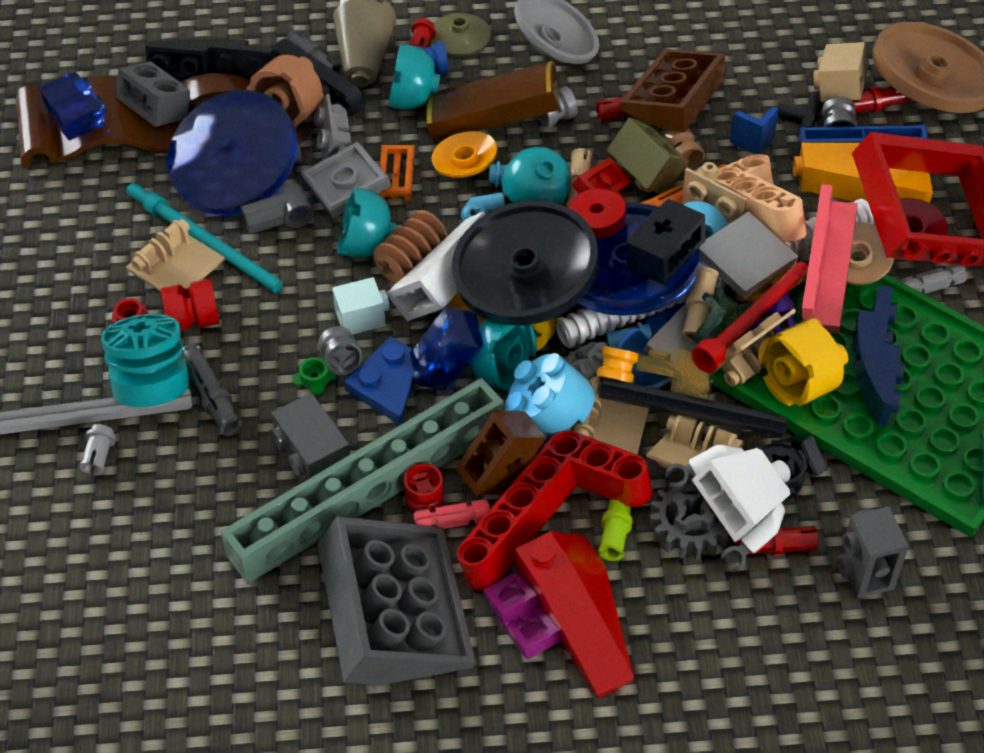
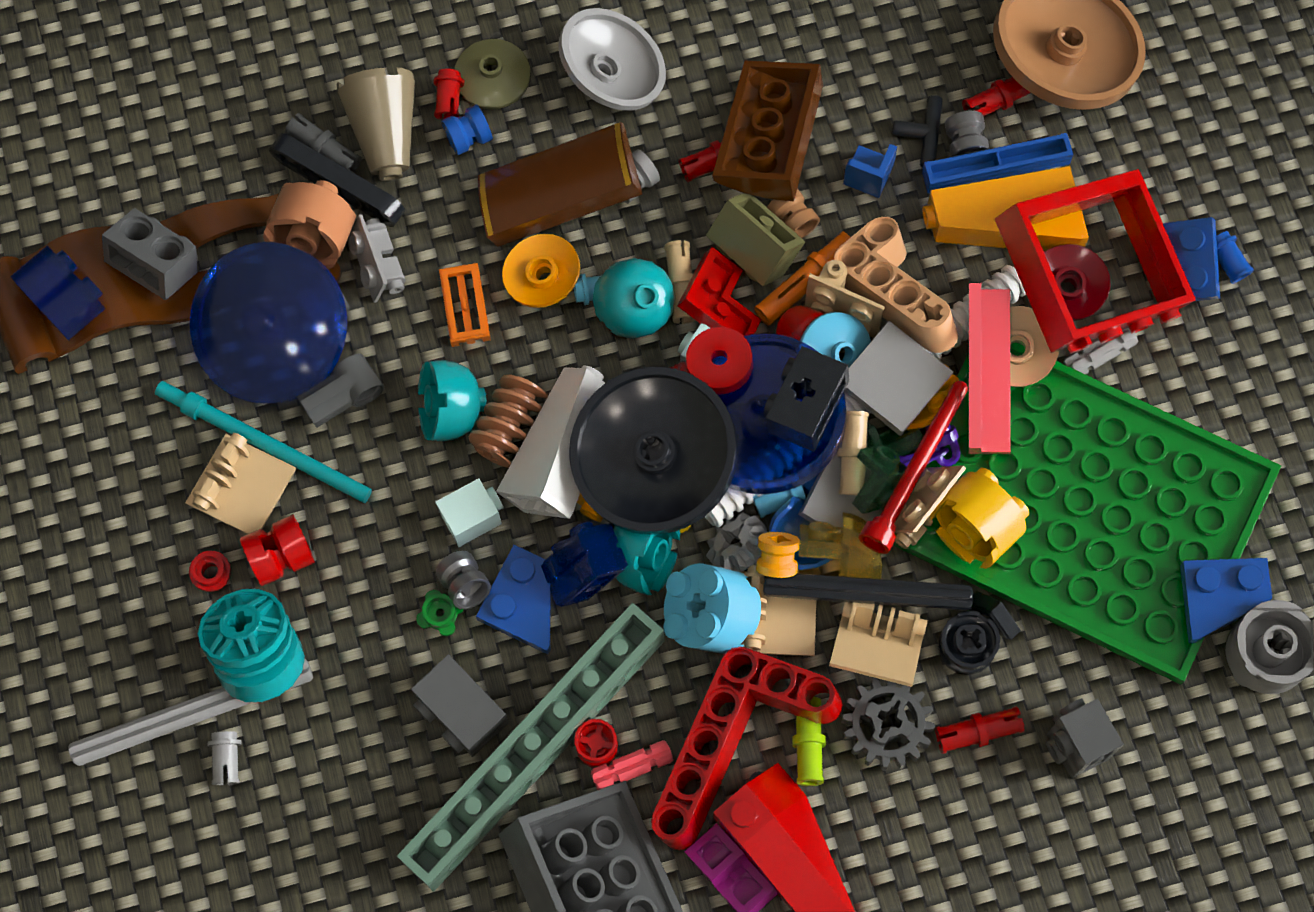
camera: 10 degrees left, 20 degrees up
(203, 56) = (197, 176): black slope -> none
(215, 398) = (338, 667): dark grey pin -> none
(339, 174) = (409, 330): light grey tile -> none
(413, 78) = (455, 171): teal cylinder -> none
(482, 203) = (572, 338): medium azure arm -> none
(500, 452) = (672, 692): reddish brown brick -> none
(741, 491) = (939, 698): white torso -> none
(841, 71) = (961, 69): tan brick -> none
(877, 358) = (1057, 497): dark blue slope -> none

